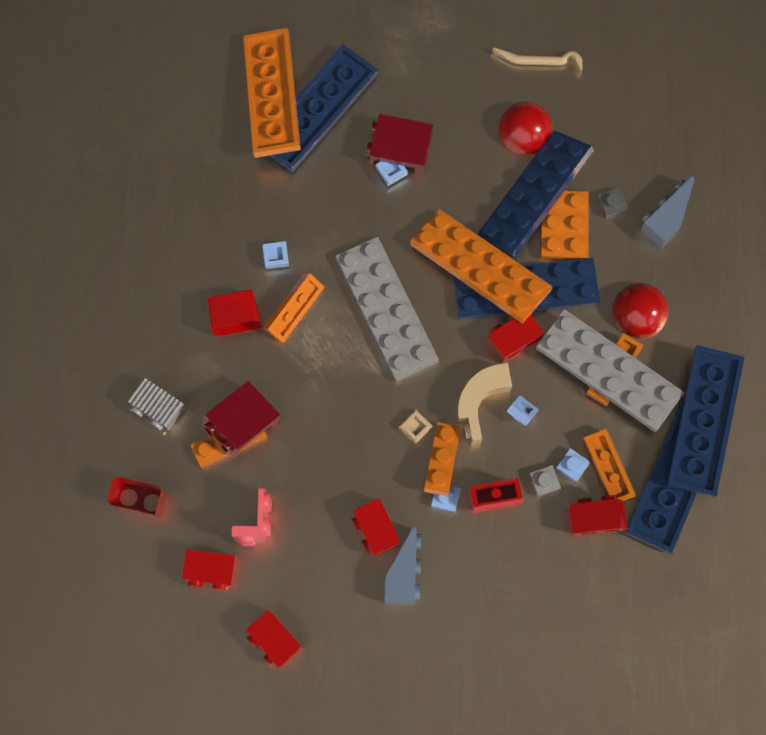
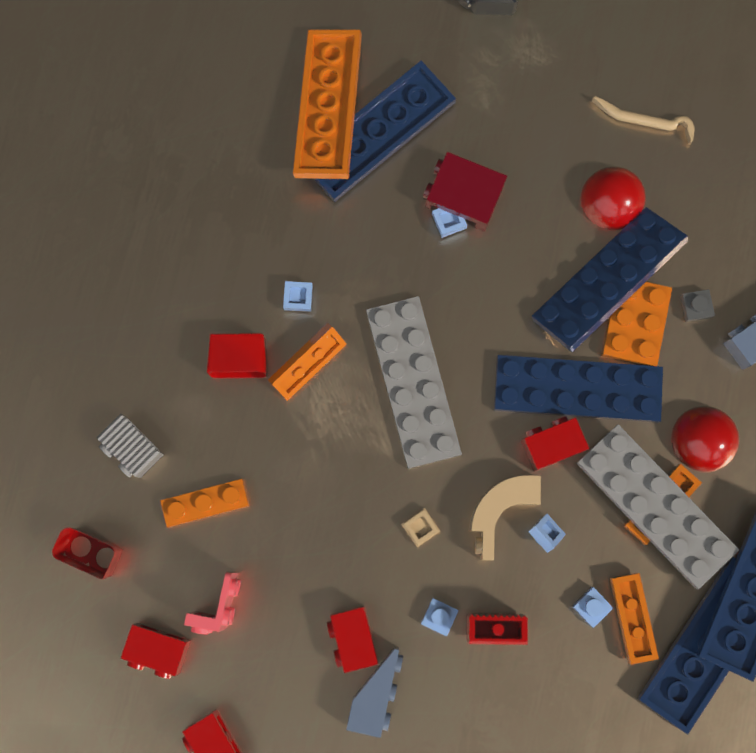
camera: 10 degrees right, 5 degrees up
(240, 419) = (221, 483): dark red panel -> none
(442, 459) = (444, 573): orange plate -> none
(481, 266) = (531, 354): orange plate -> none
(544, 481) = (556, 619): light grey plate -> none
(598, 516) = (610, 677): red brick -> none

